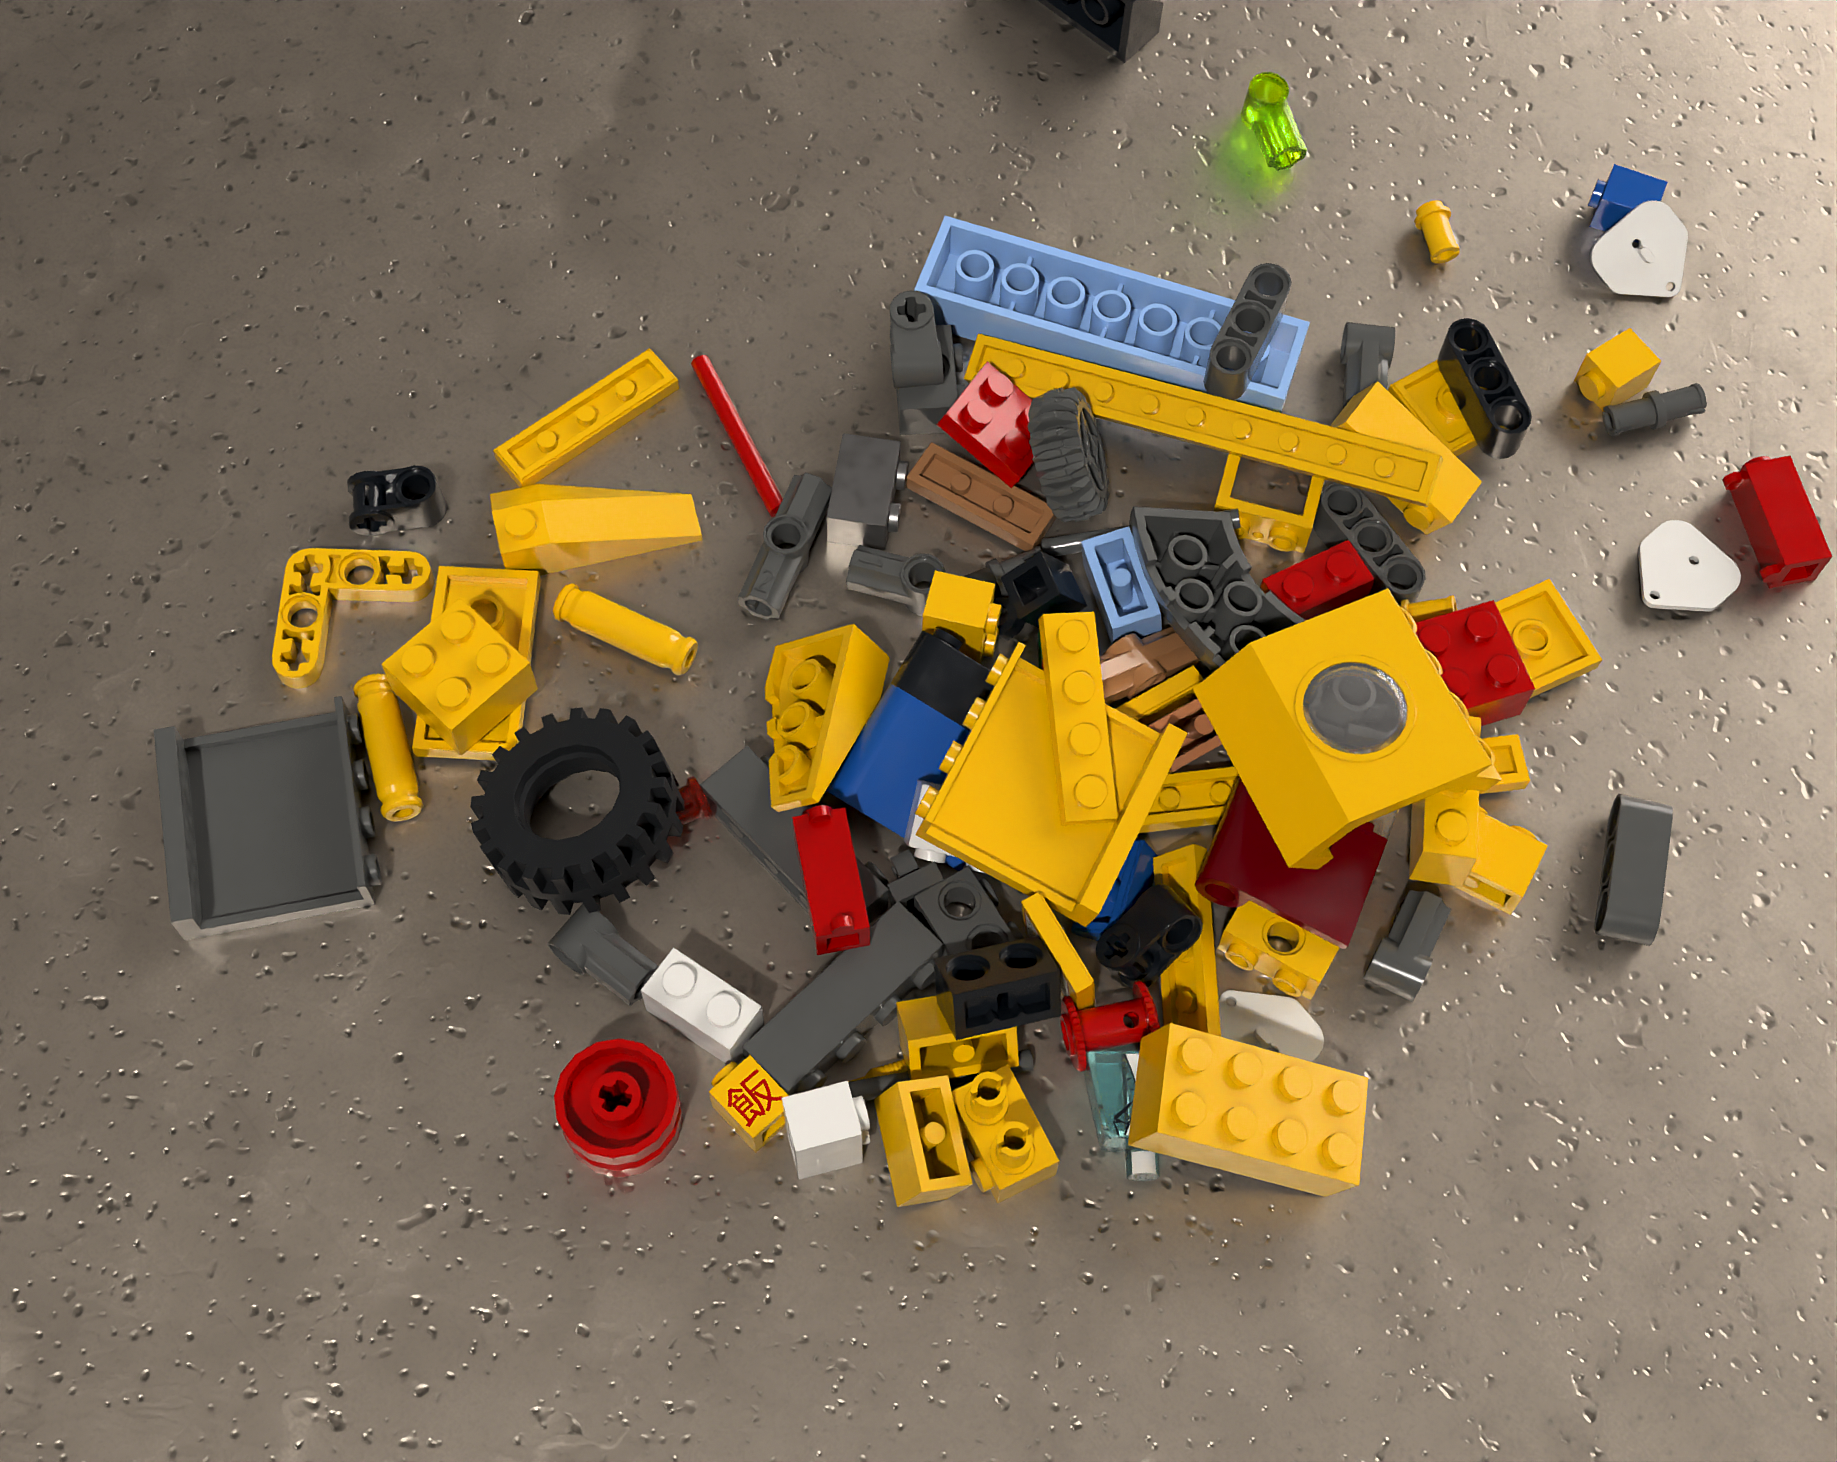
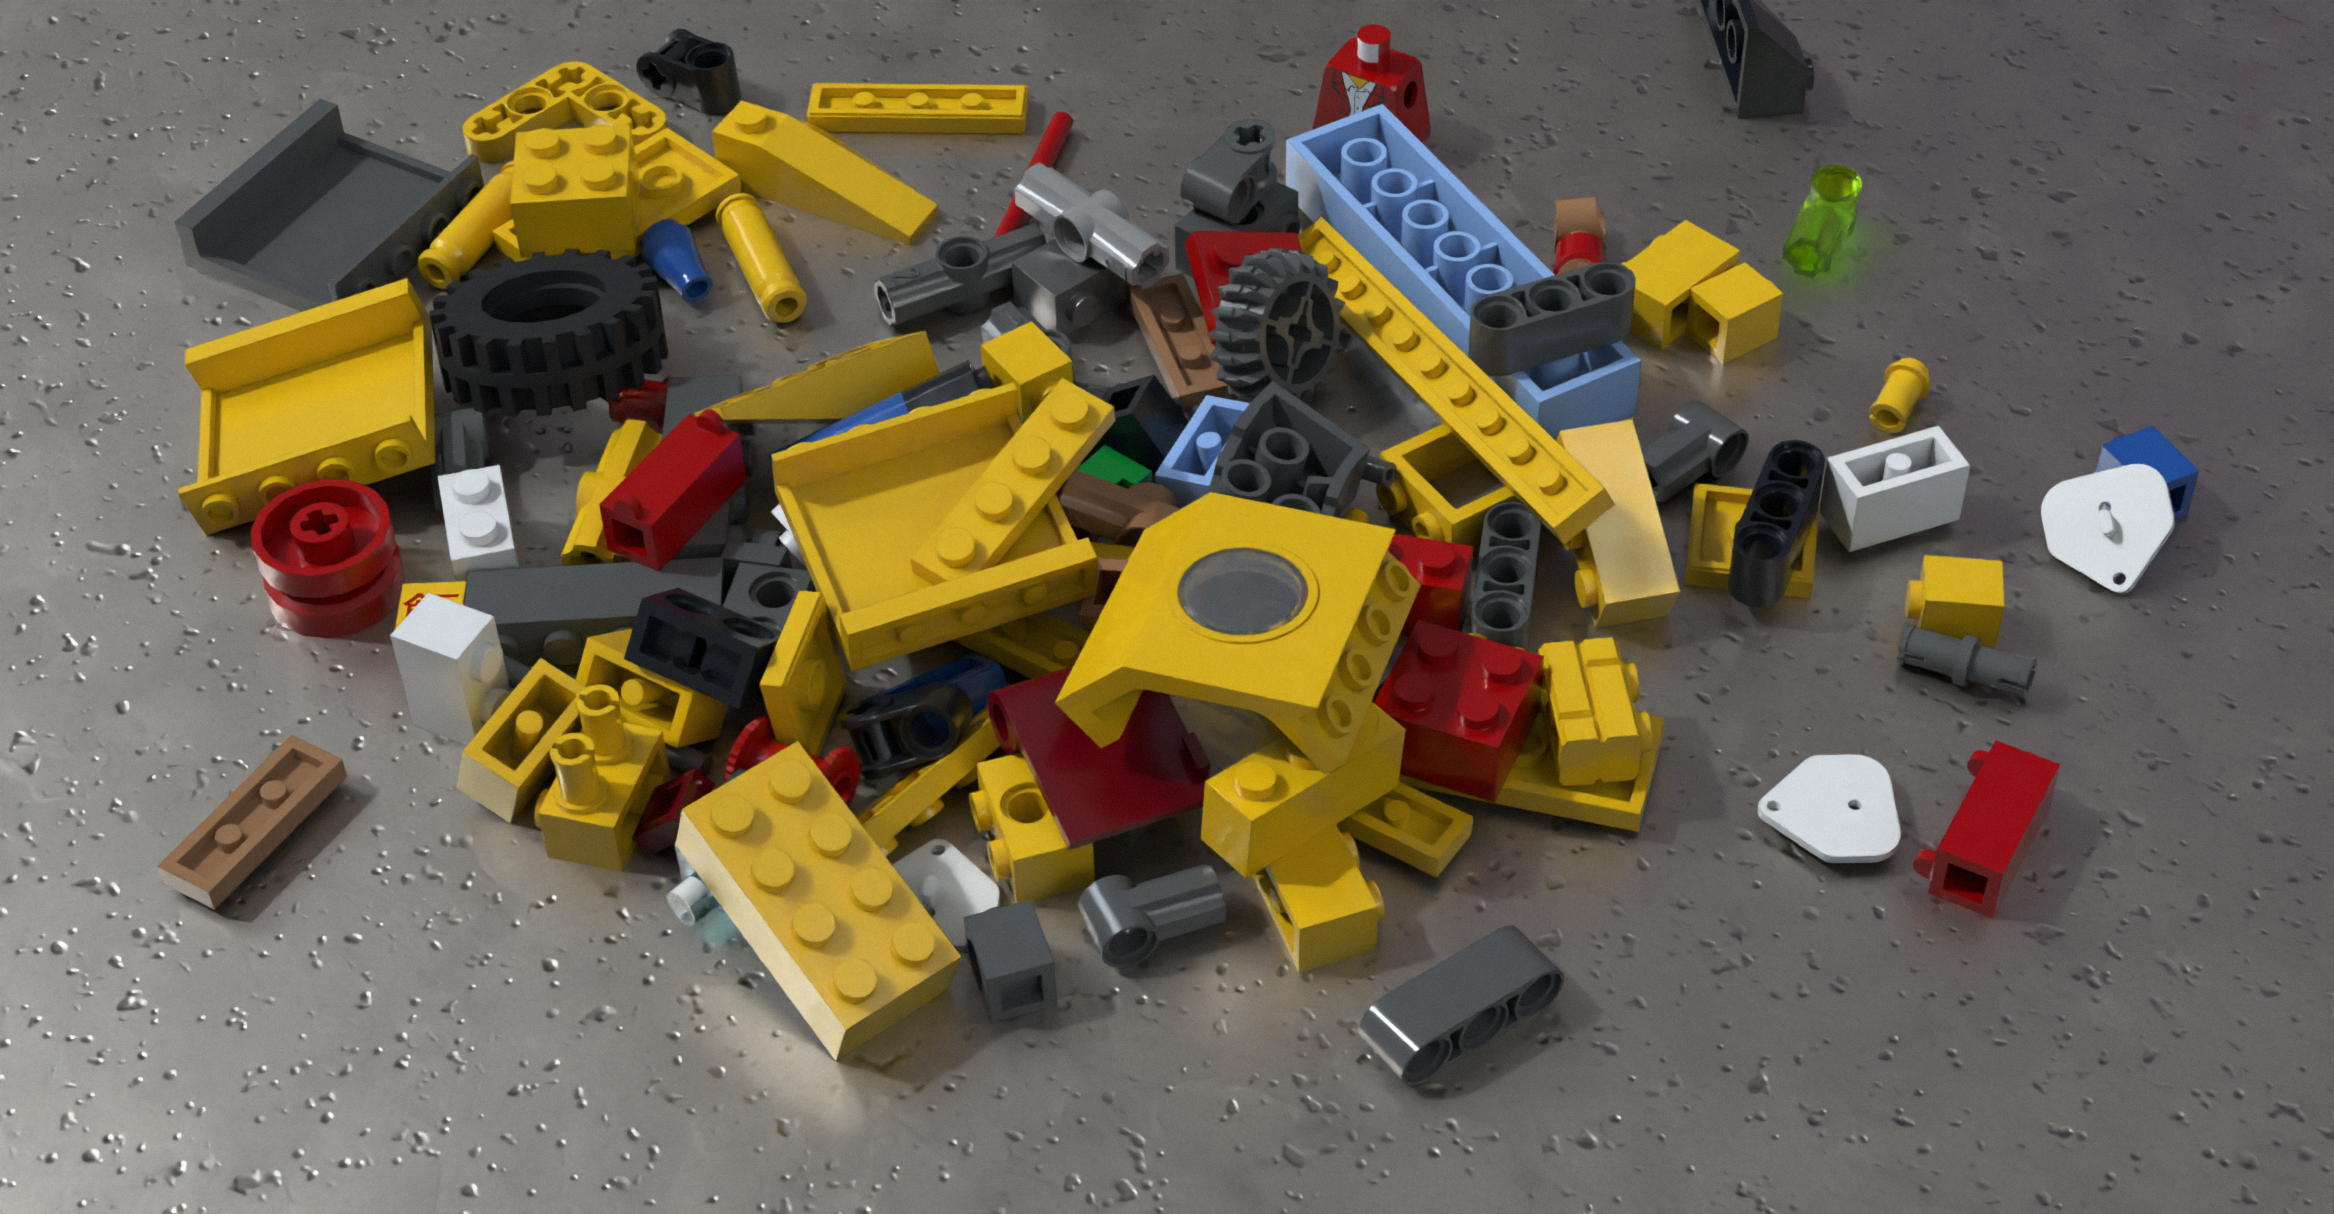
camera: 45 degrees right, 20 degrees down
(467, 1002) = (312, 401): none -> yellow panel
(569, 674) = (675, 257): none -> blue cone
(752, 906) = (622, 454): none -> yellow piece
(795, 1344) = (252, 822): none -> medium nougat plate
(865, 454) = (1092, 226): none -> light grey piece
(904, 206) = (1371, 75): none -> red torso
(1062, 1109) = (663, 811): none -> dark red plate
(1163, 256) = (1578, 234): none -> medium nougat piece
(1232, 233) = (1665, 277): none -> yellow brick
(1292, 233) = (1734, 313): none -> yellow brick
(1369, 1046) = (1010, 961): none -> dark grey brick
(1521, 307) = (1894, 488): none -> white brick
(1534, 611) = (1592, 712): none -> yellow brick

